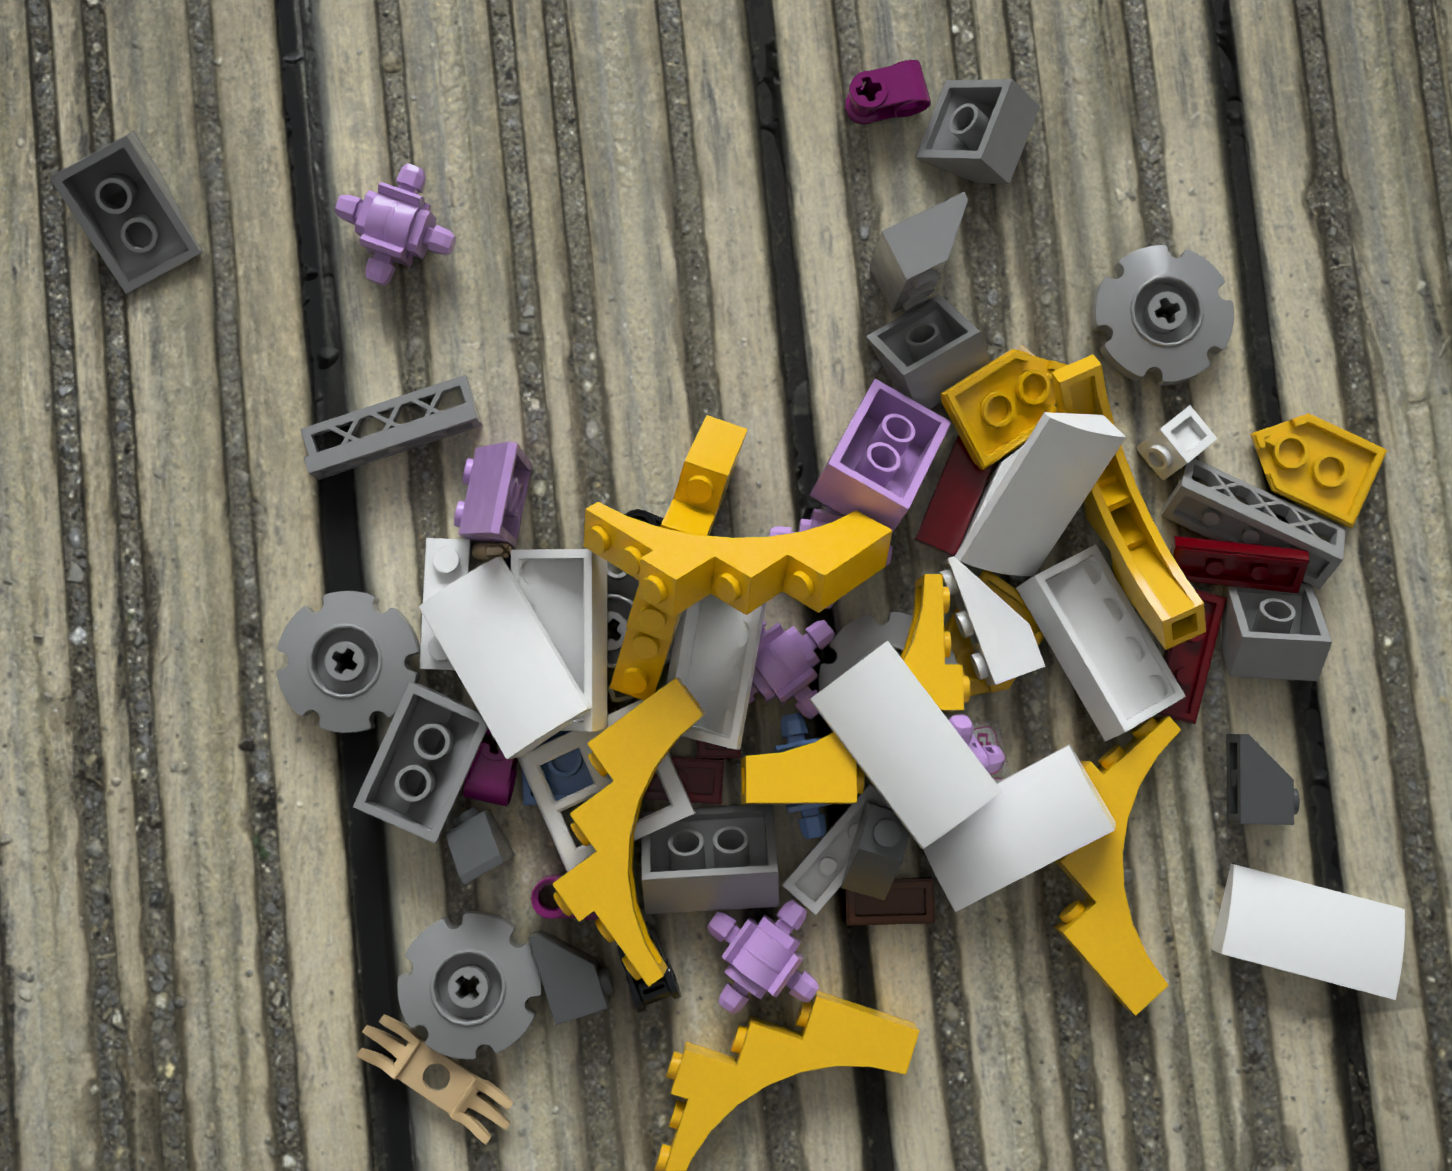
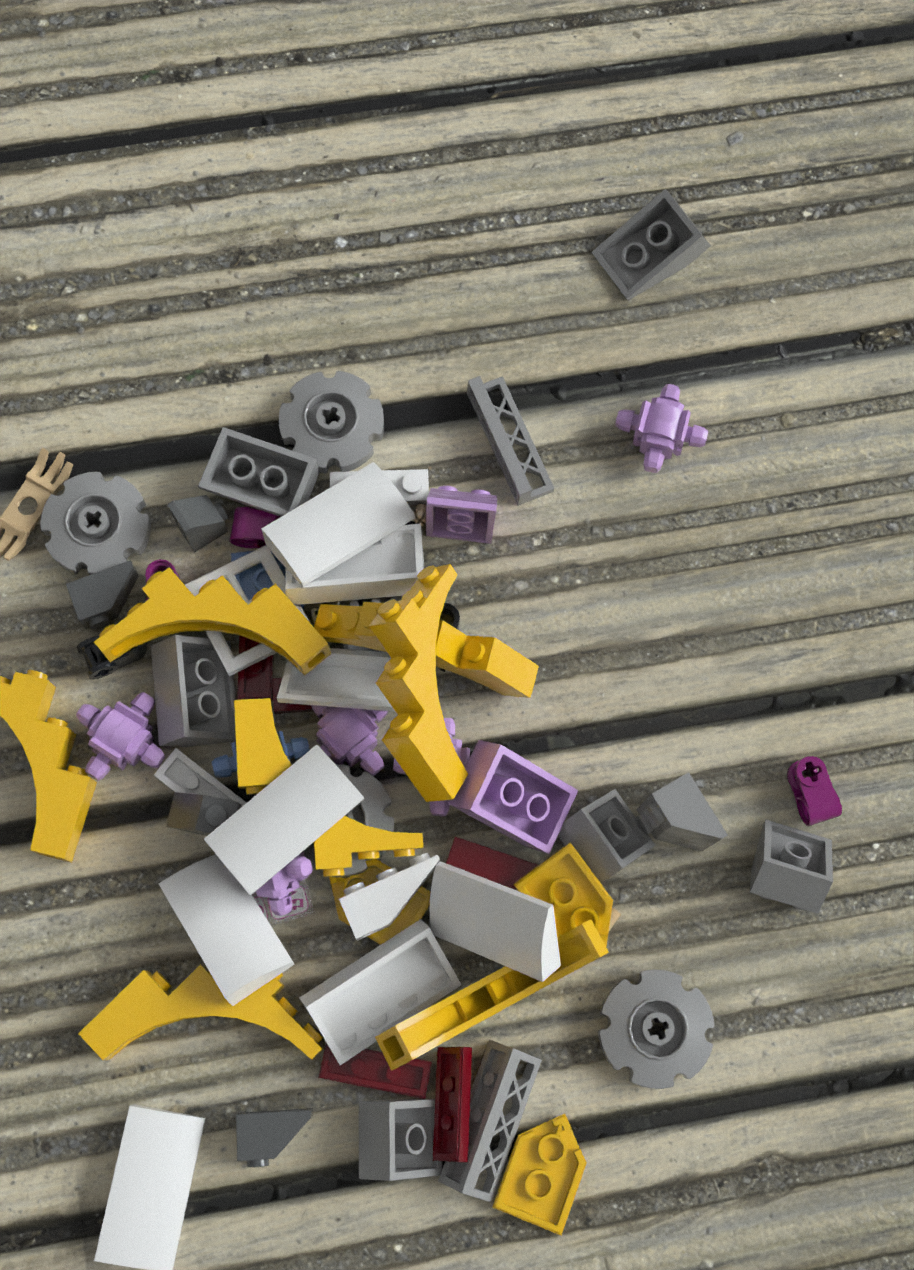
camera: 85 degrees right, 10 degrees down
(906, 903) = (166, 844): reddish brown tile -> none
(1176, 443) = (551, 1048): white bracket -> none

